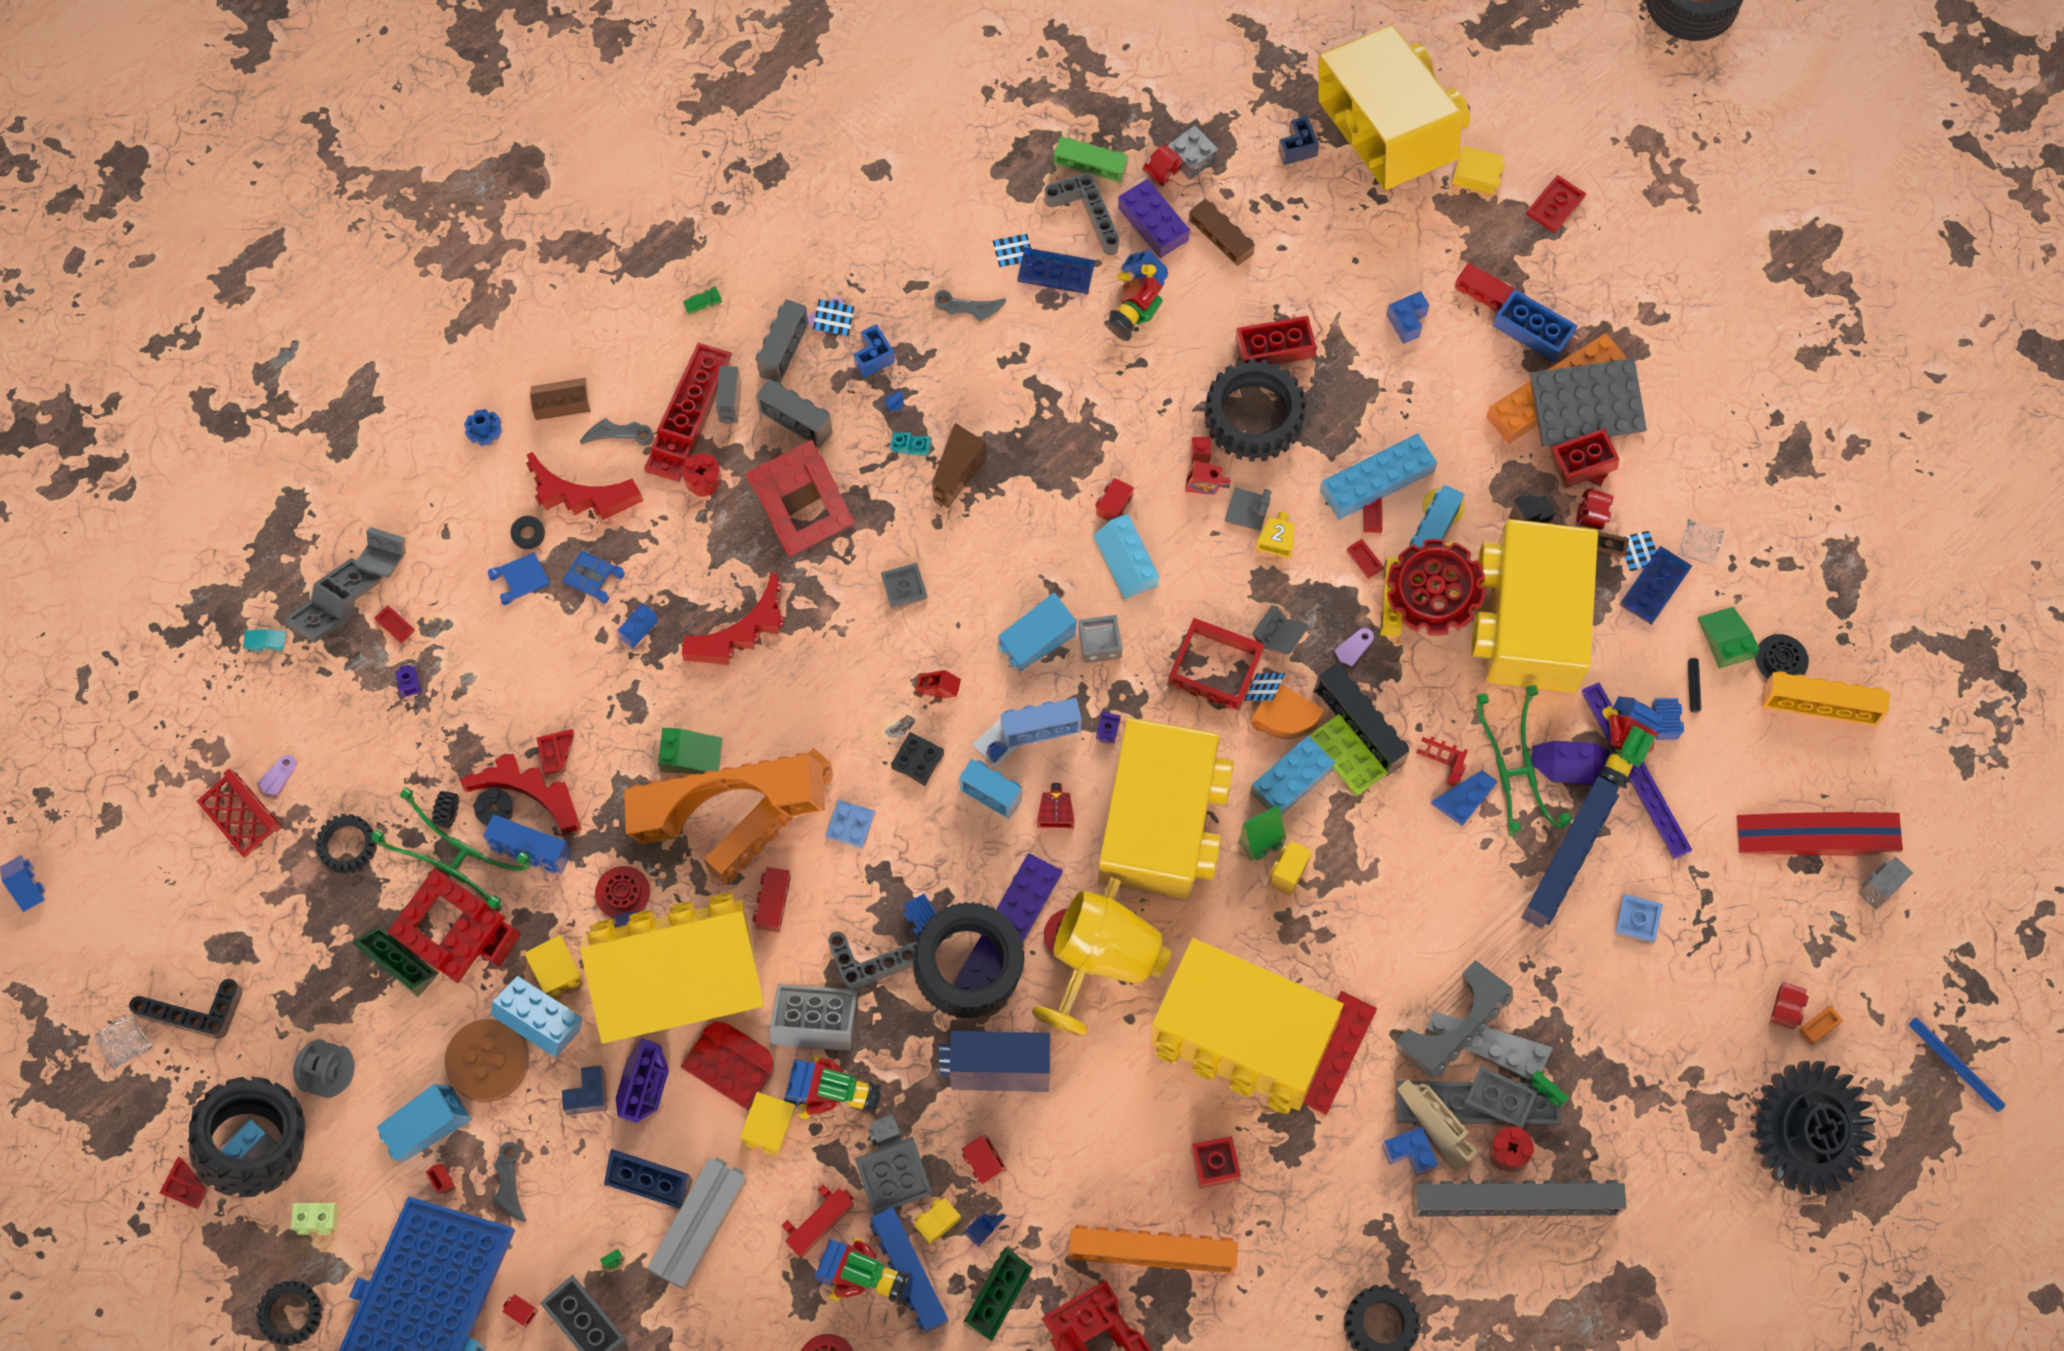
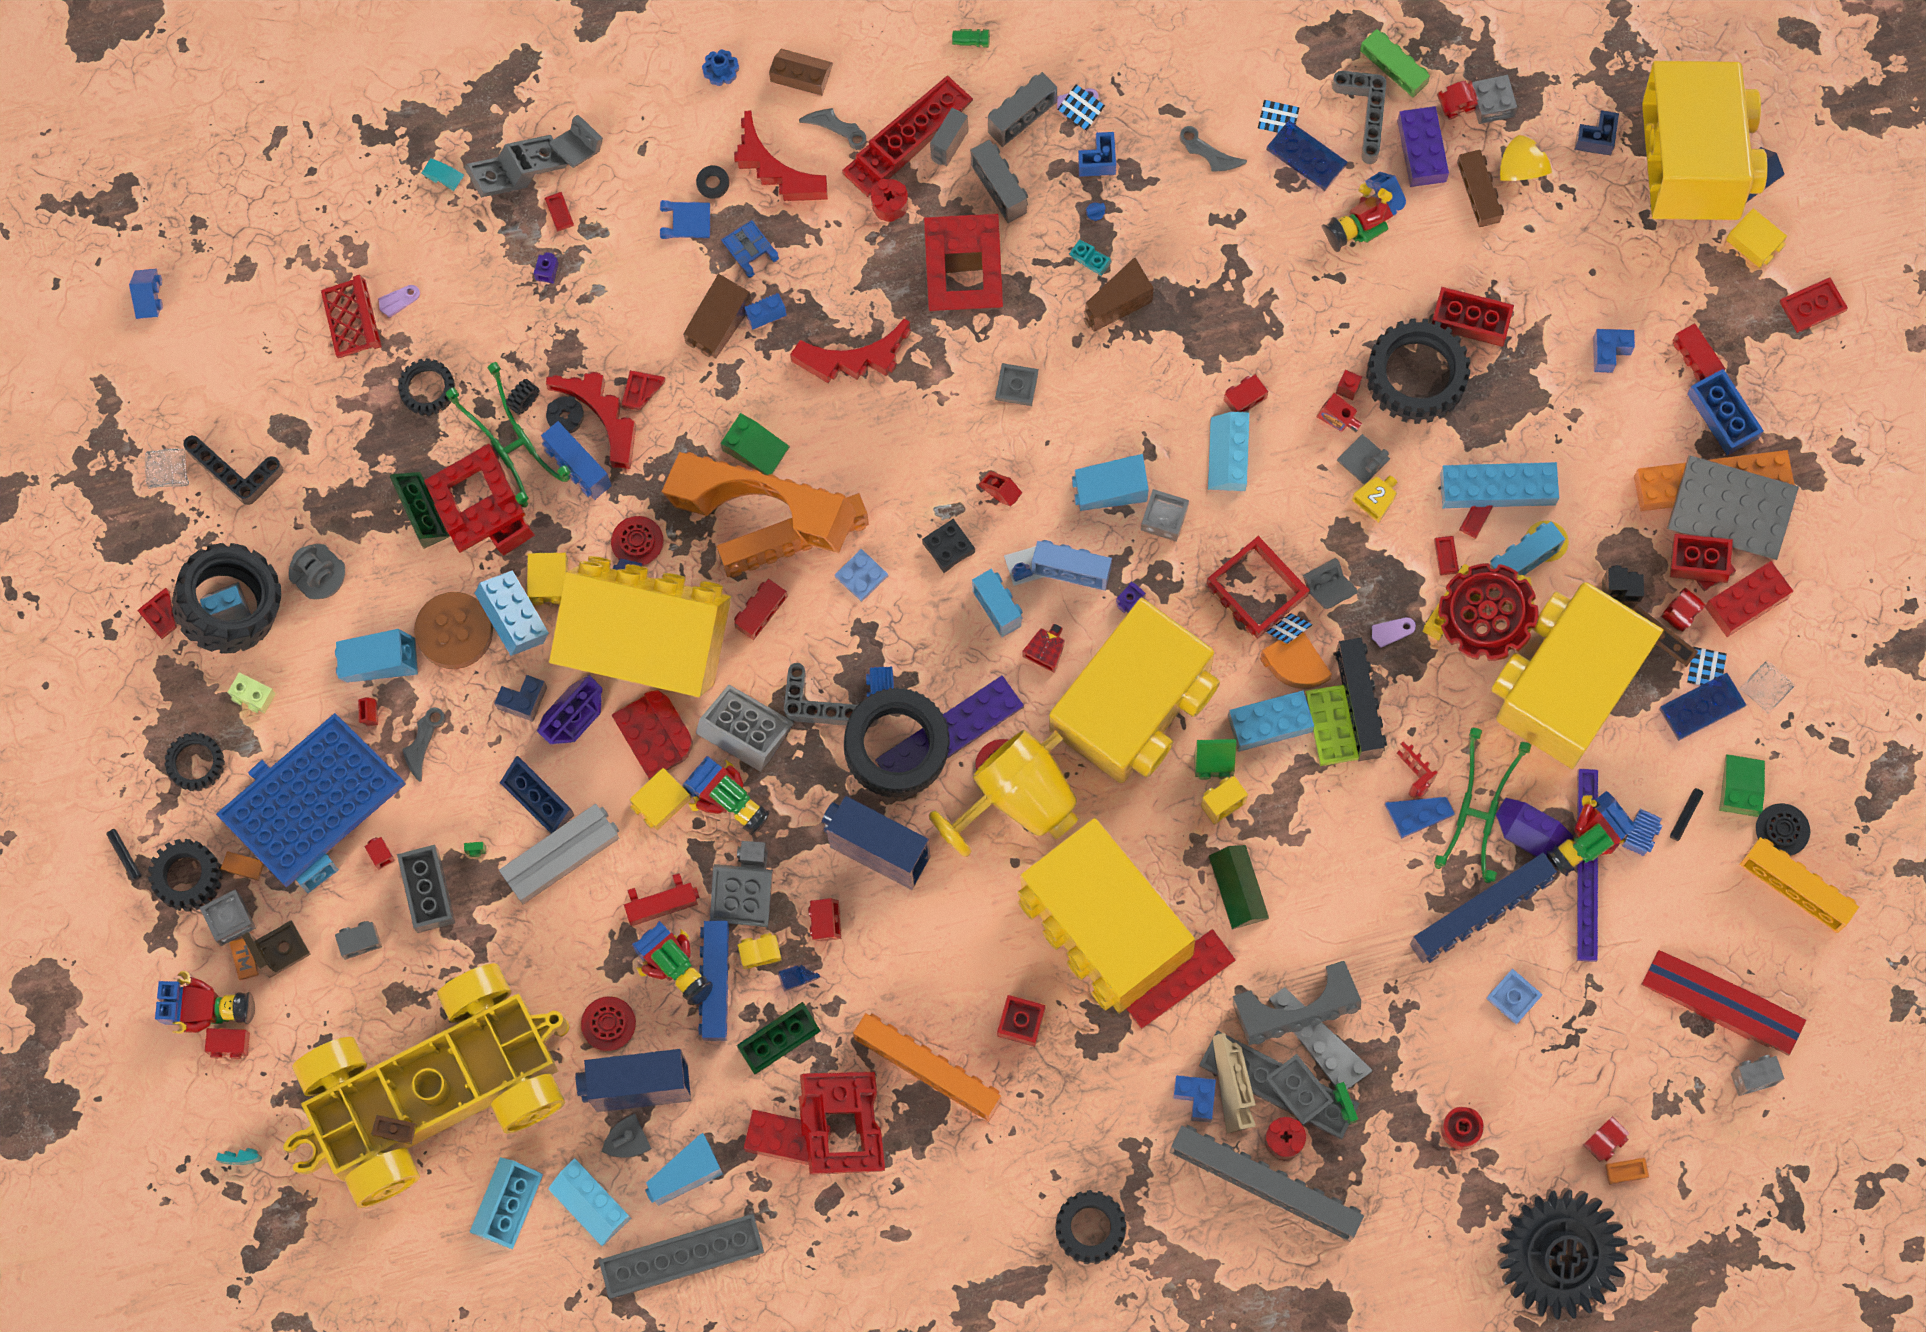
camera: 30 degrees right, 5 degrees up
(595, 650) = (717, 316): none -> reddish brown slope
(1247, 191) = (1523, 161): none -> yellow brick
(1343, 940) = (1238, 886): none -> dark green slope
(1643, 474) = (1749, 599): none -> red brick
(1671, 1063) = (1459, 1139): none -> red brick
(1957, 1064) = (1731, 1266): blue axle -> none

